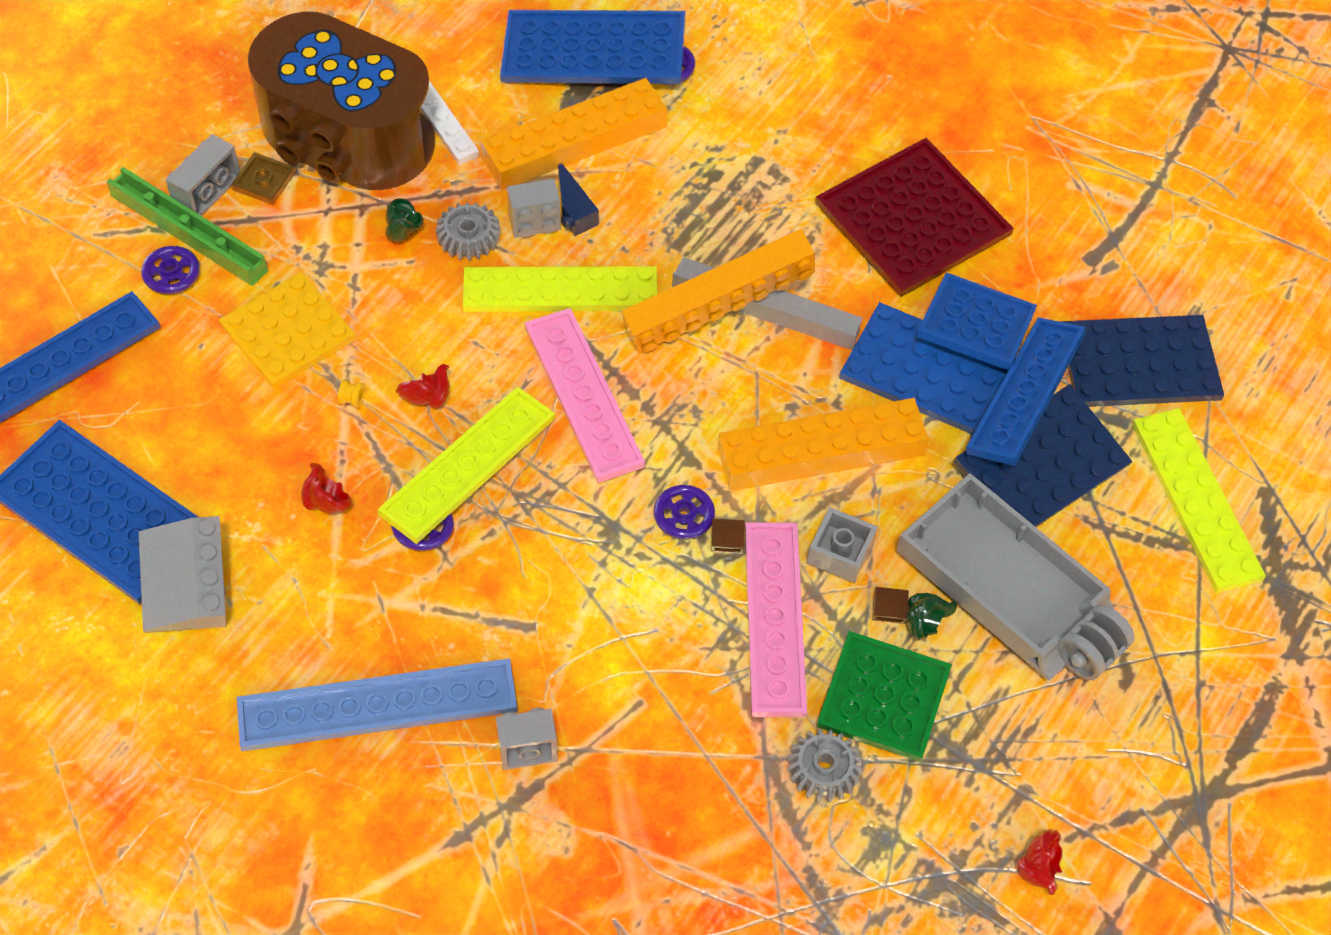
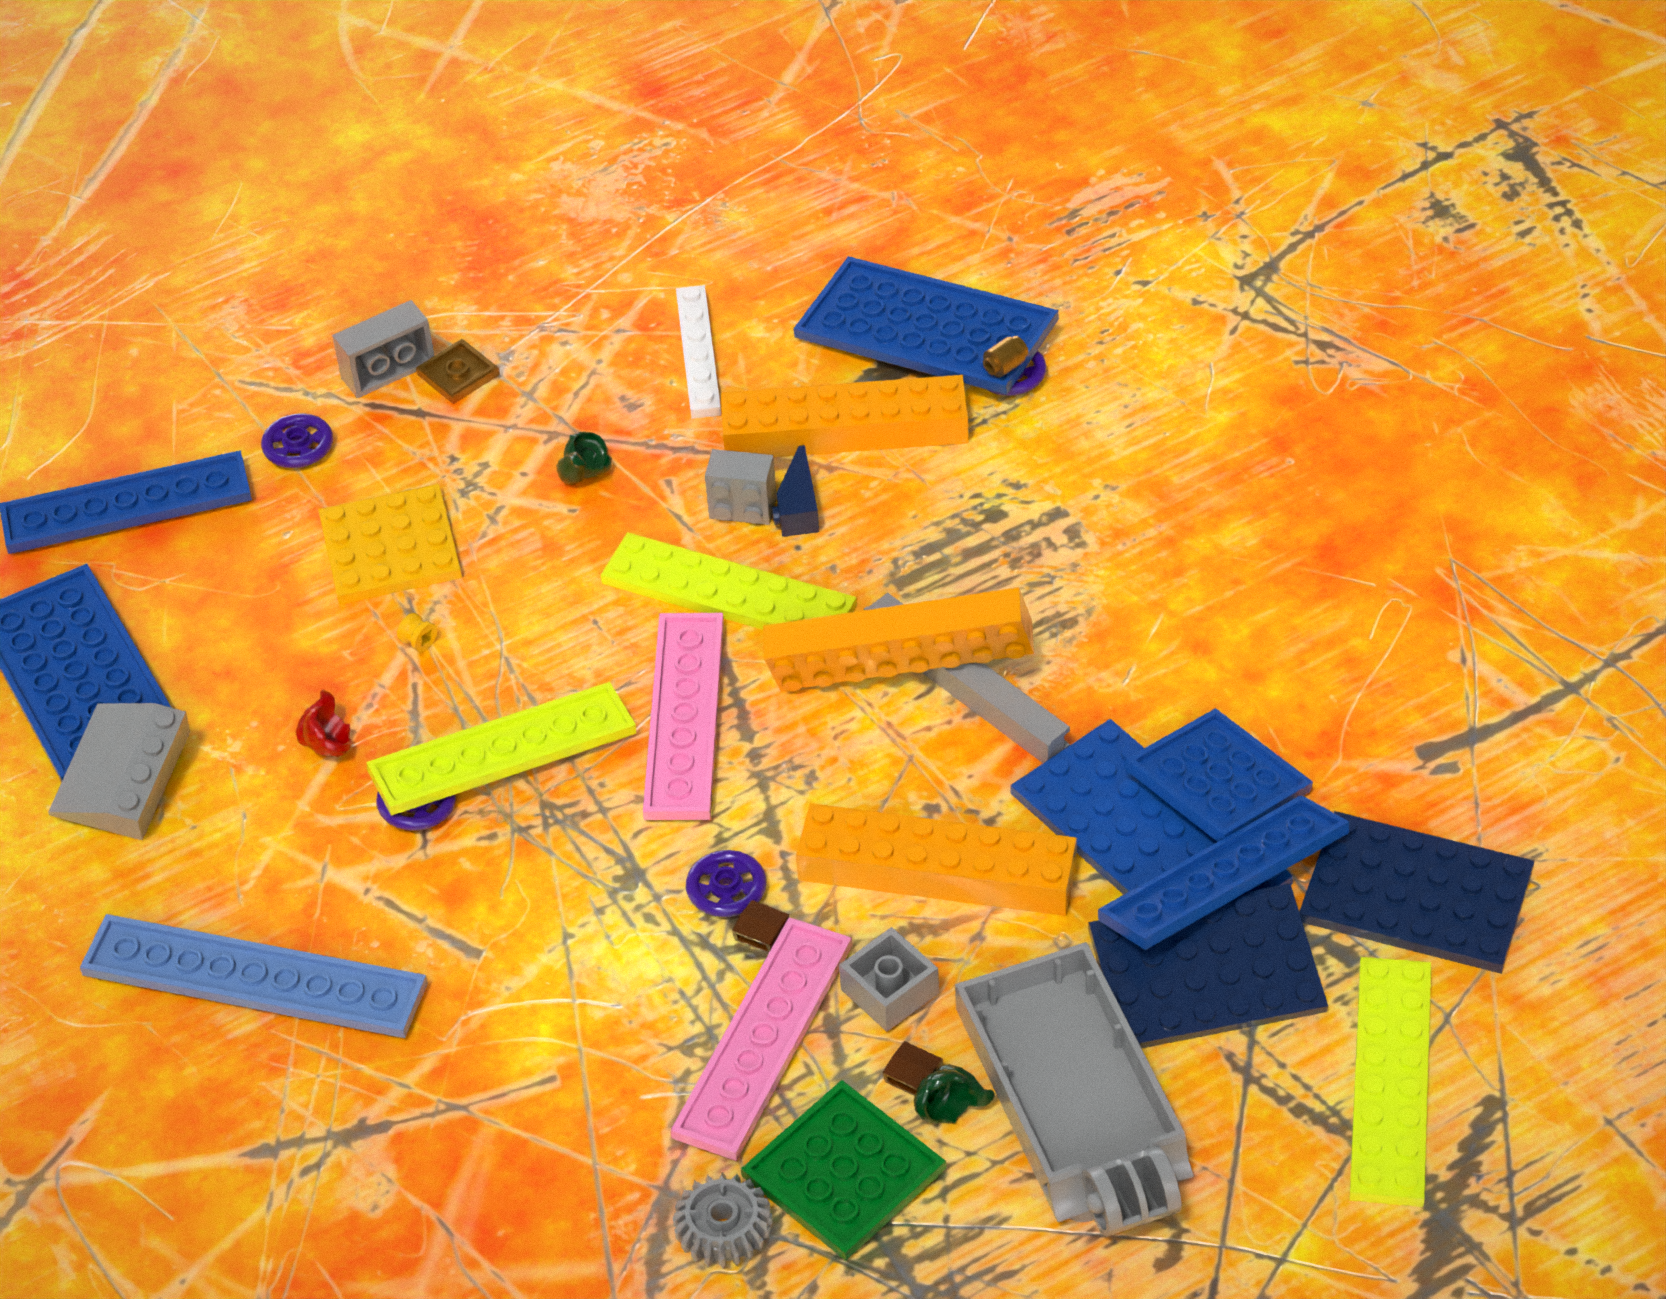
camera: 30 degrees right, 10 degrees down
(188, 226) = (342, 400): bright green tile -> none
(341, 101) = (577, 304): reddish brown brick -> none
(428, 390) = (503, 651): red hair -> none
(468, 231) = (654, 493): light grey gear -> none
(527, 738) = (389, 1065): light grey brick -> none
(672, 55) = (1005, 356): none -> pearl gold brick
(914, 216) = (1217, 631): dark red plate -> none

